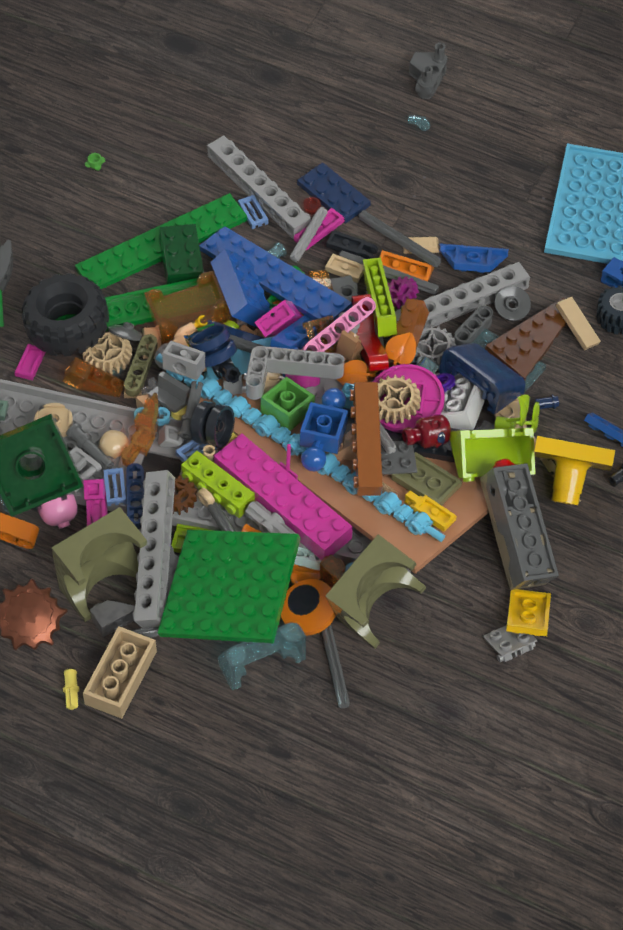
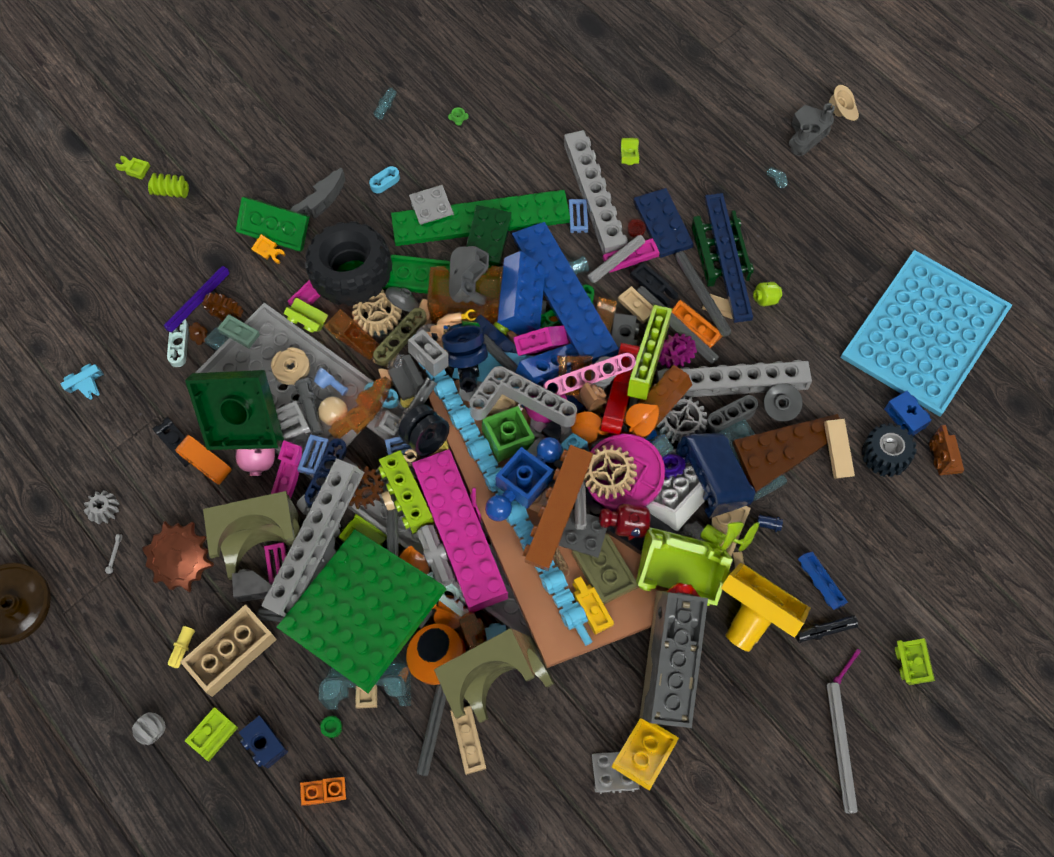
camera: 25 degrees right, 10 degrees up
(17, 172) = (385, 103): none -> clear light blue axle
(43, 376) = (306, 314): none -> lime bracket
(55, 240) = (384, 179): none -> medium azure beam
(78, 761) = (148, 728): none -> light grey piece
(92, 419) = (324, 379): none -> medium blue bar
(110, 244) = (431, 204): none -> light grey hinge
(120, 575) = (276, 556): none -> dark pink tile
(138, 746) = (211, 734): none -> lime plate
(179, 283) = (466, 267): none -> dark grey piece
(184, 724) = (273, 750): none -> dark blue brick
(243, 701) = (331, 726): none -> green tile
(263, 666) = (366, 700): none -> tan tile
(263, 753) = (322, 791): none -> orange slope
(273, 141) = (629, 151): none -> lime bracket
(323, 386) = (552, 430): none -> black tile
(371, 665) = (469, 742): none -> tan tile
(389, 209) = (707, 259): none -> dark green fence
(409, 200) = (728, 258): none -> dark blue plate
(450, 39) = (844, 103): none -> tan piece
(456, 220) = (767, 293): none -> lime head
(472, 257) = (767, 340): blue wing -> none

